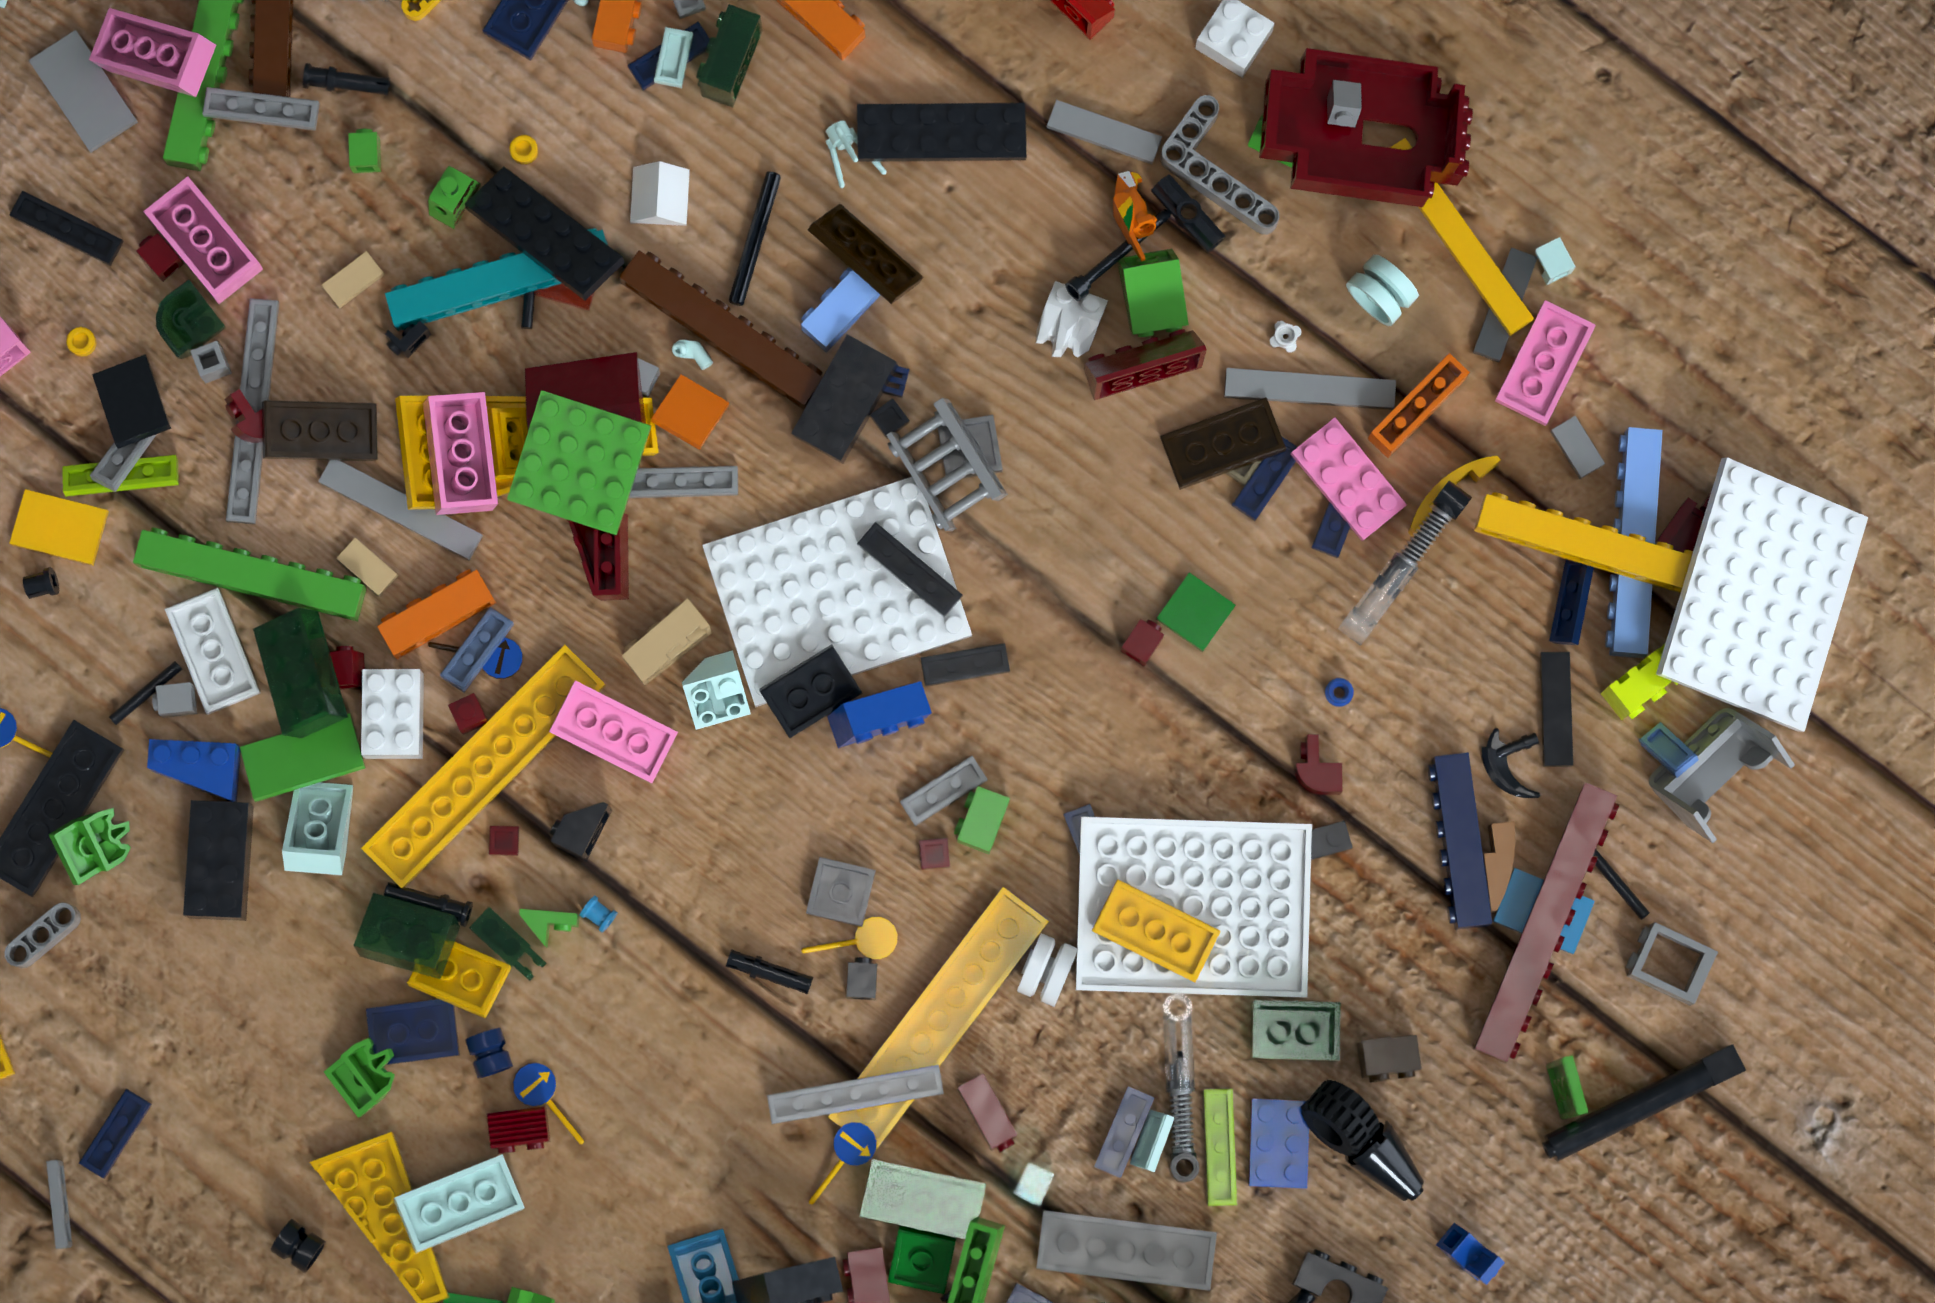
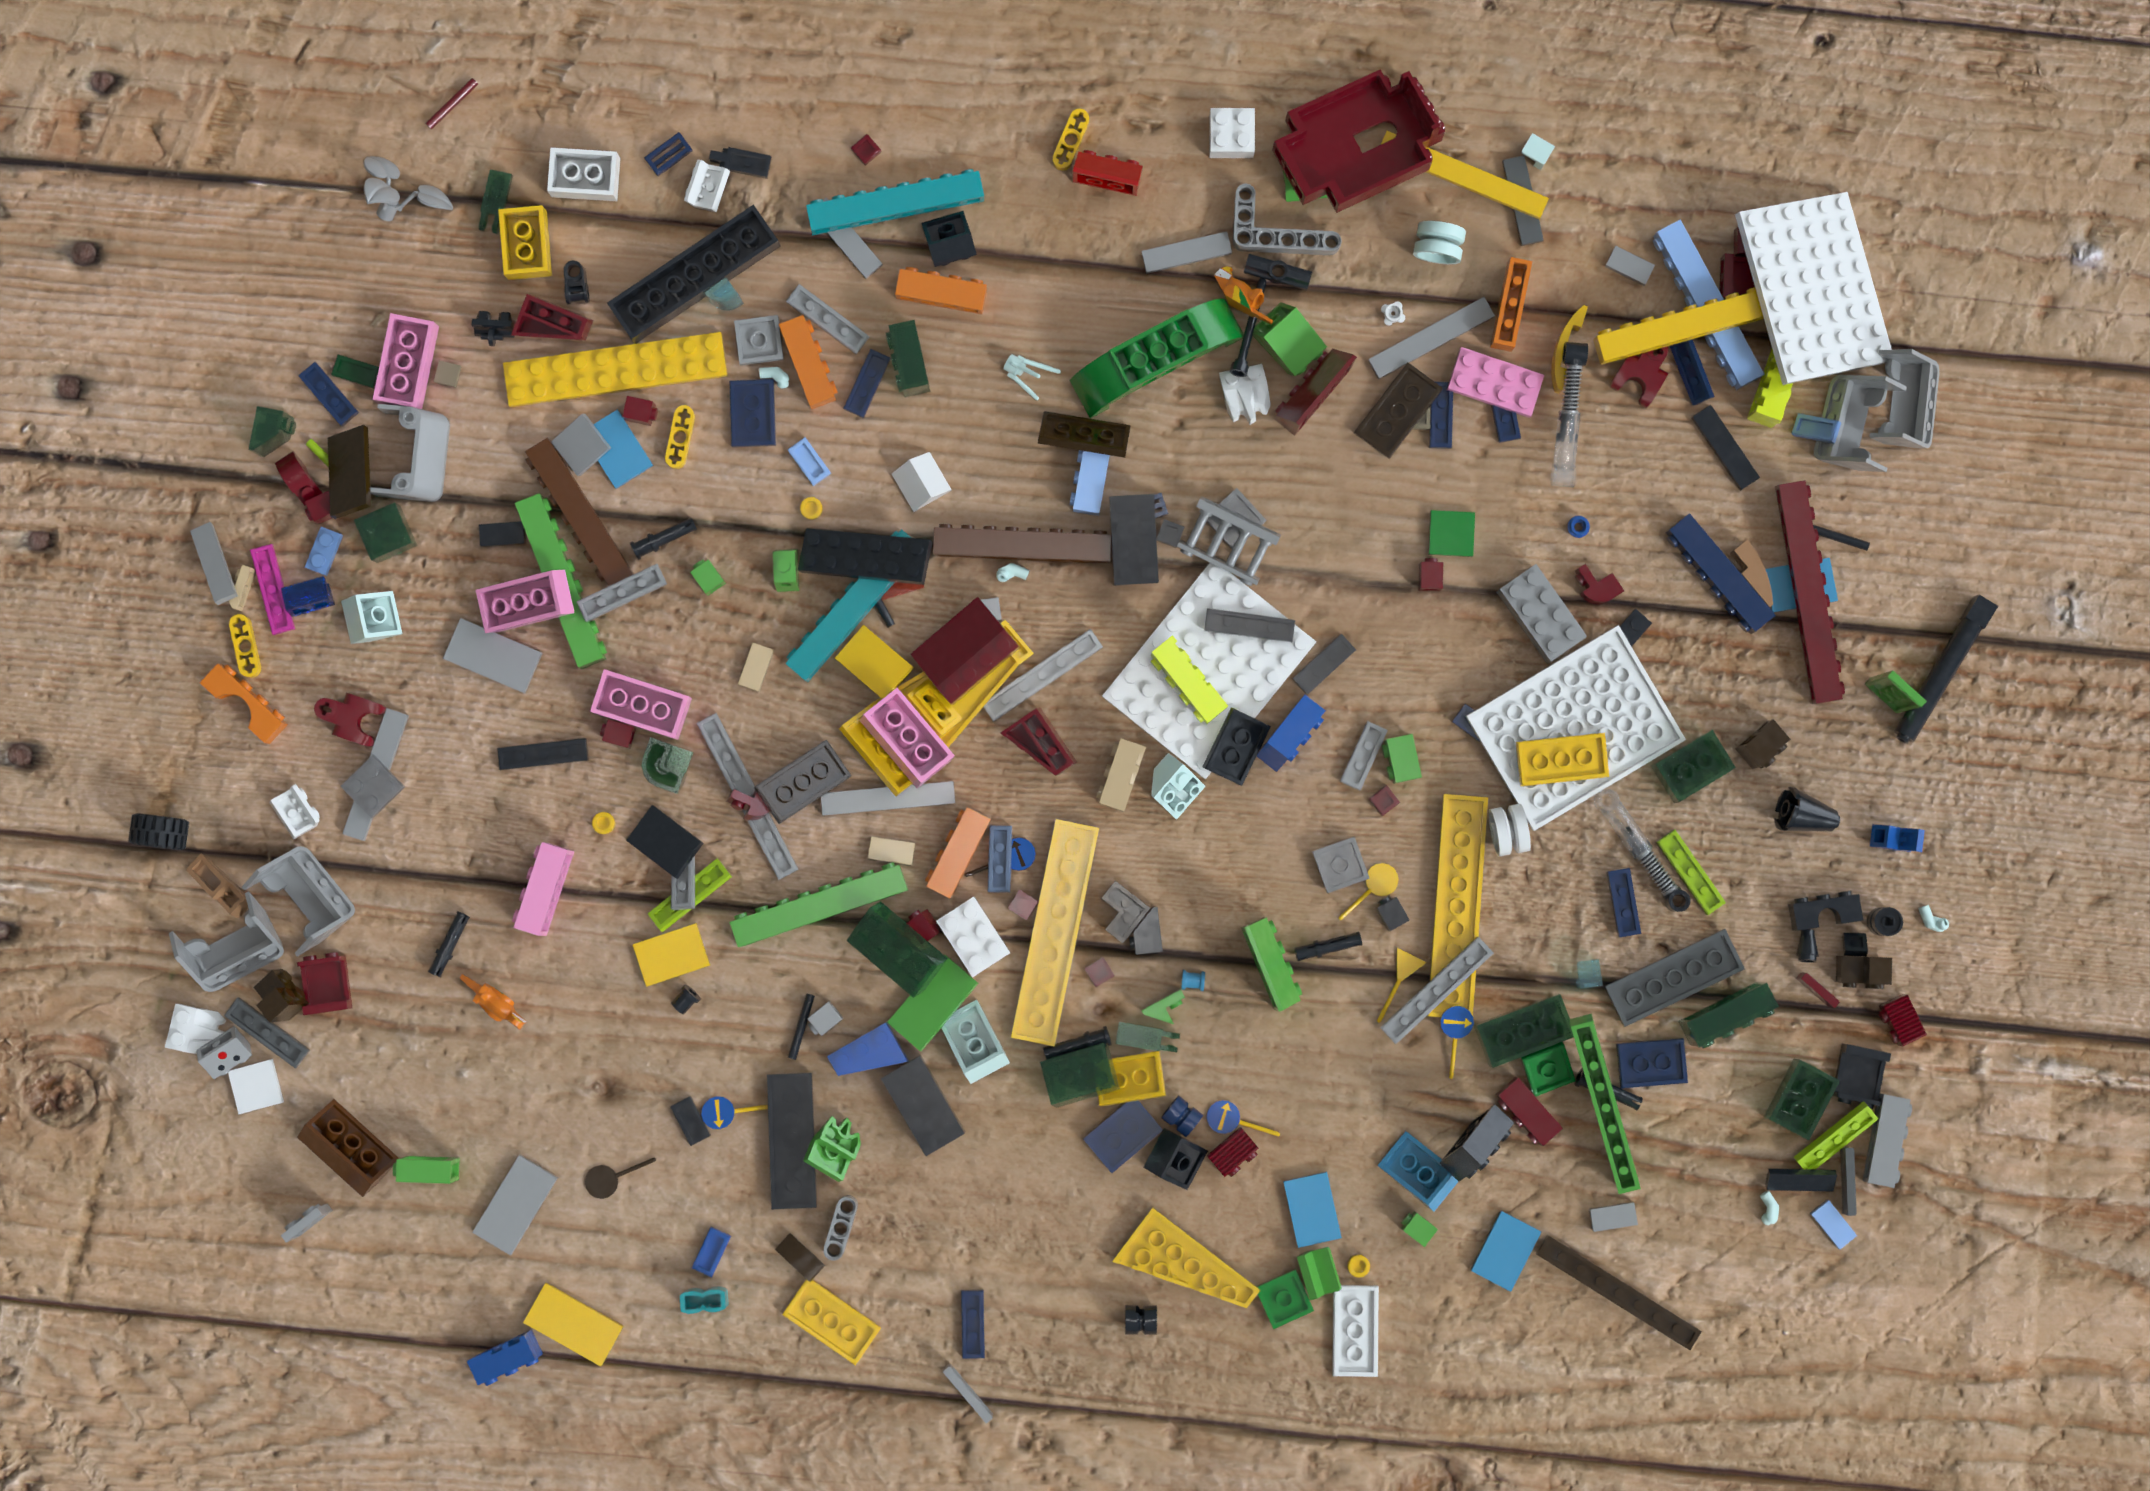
camera: 30 degrees left, 5 degrees up
(211, 362) = (700, 782): light grey brick -> none
(212, 651) = (826, 971): white tile -> none
(362, 1076) = (1110, 1184): bright green plate -> none
(412, 339) = (822, 681): black bracket -> none
(451, 1095) = (1175, 1159): none -> black slope
(458, 1203) = (1227, 1226): light aqua plate -> none
(481, 353) = (874, 662): none -> yellow tile
(554, 99) = (809, 461): none -> light blue tile
(564, 1248) = (1312, 1209): none -> dark azure tile
(578, 788) = (1129, 909): none -> brick
(579, 462) = (991, 694): bright green plate -> none
(613, 731) = (1125, 856): bright pink plate -> none
(673, 57) = (871, 383): light aqua tile -> none
(690, 412) = (1036, 613): orange tile -> none
(692, 948) = (1271, 964): none -> bright green slope
(754, 238) = (1003, 470): black axle -> none
(804, 584) = (1188, 680): none -> neon yellow wedge
(841, 1049) = (1406, 966): none -> yellow piece
(941, 132) = (1079, 320): black plate -> none
(988, 1113) = (1531, 947): brick -> none
(999, 215) = (1155, 354): none -> green slope
(1152, 1140) = (1646, 896): light aqua tile -> none
(1236, 759) = (1541, 614): none -> light grey brick
(1278, 1144) = (1727, 845): plate -> none
(1340, 1118) = (1760, 804): black tyre -> none
(1344, 103) = (1336, 133): light grey brick -> none
(1496, 765) = (1709, 509): black piece -> none
(1519, 567) = (1644, 370): none -> dark red piece
(1545, 363) = (1574, 223): bright pink plate -> none
(1699, 972) = (1927, 564): light grey window -> none
(1796, 793) = (1913, 409): none -> light grey windscreen

